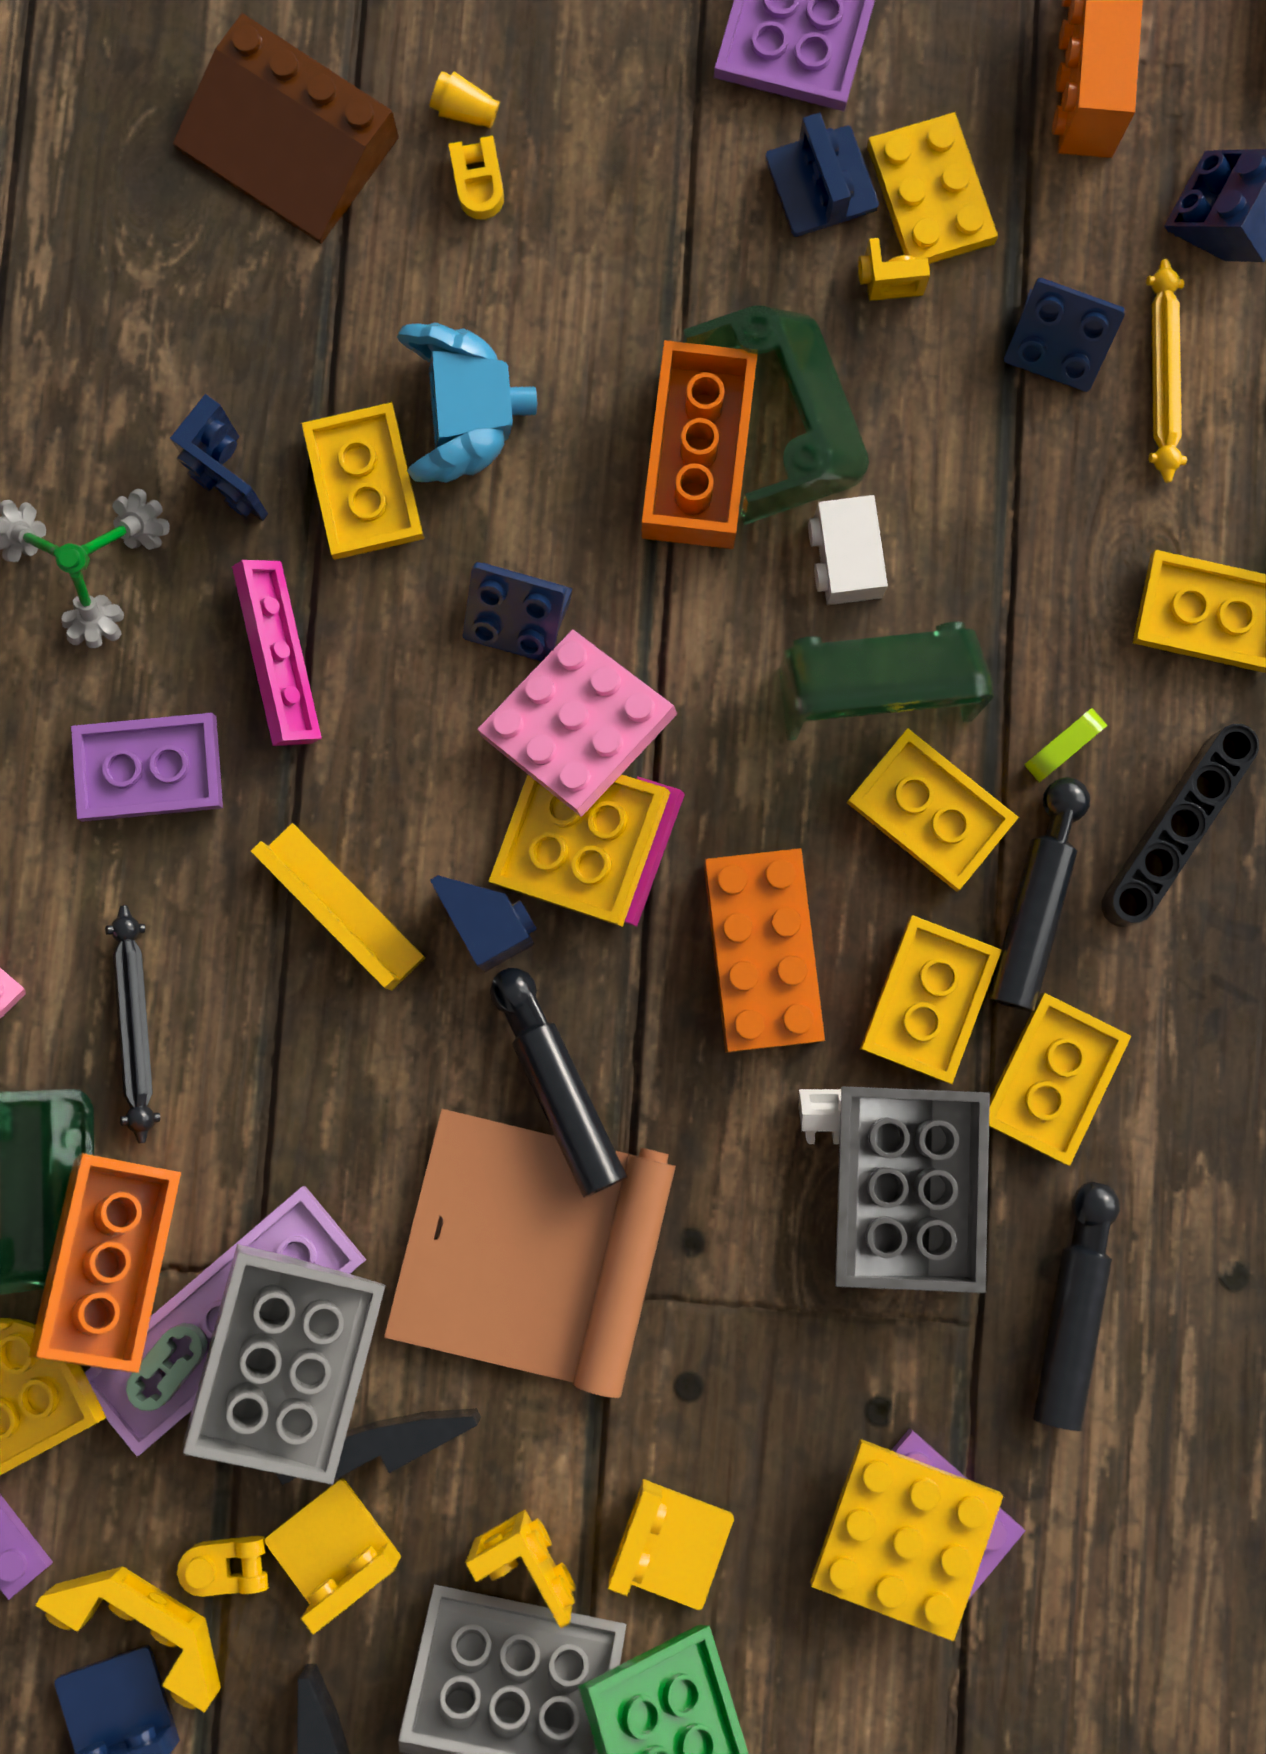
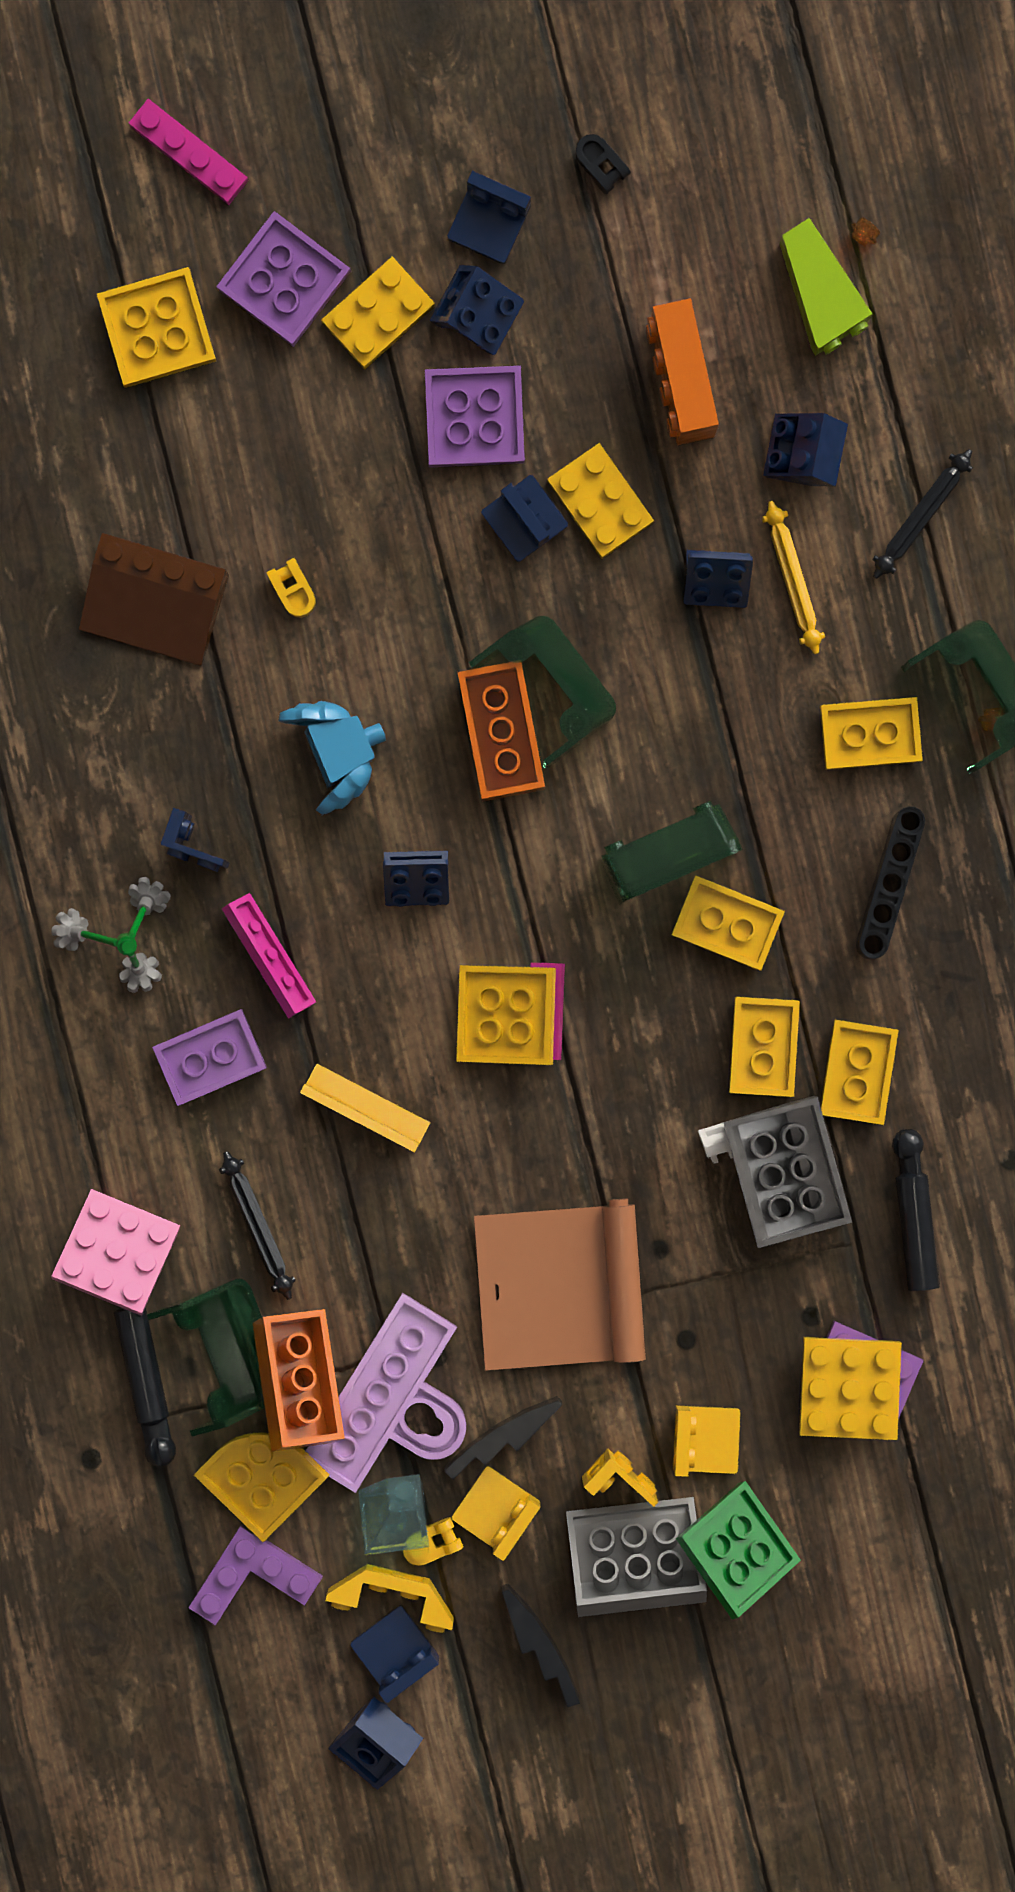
camera: 20 degrees left, 5 degrees up
(175, 1373) = (363, 1434): sand green beam -> none
(180, 1511) = (394, 1515): none -> clear light blue slope
(283, 1366) = (430, 1405): light grey slope -> none
(362, 481) = (286, 822): yellow plate -> none
(463, 101) = (265, 539): yellow cone -> none
(486, 921) = (464, 1089): dark blue slope -> none
(557, 1084) = (542, 1176): black piece -> none
(577, 722) = (480, 940): bright pink plate -> none
(763, 950) = (647, 1050): orange brick -> none
(848, 550) = (621, 768): white brick -> none
(892, 279) = (597, 570): yellow bracket -> none
(1039, 899) = (814, 959): black piece -> none
(1065, 745) = (801, 853): lime beam -> none

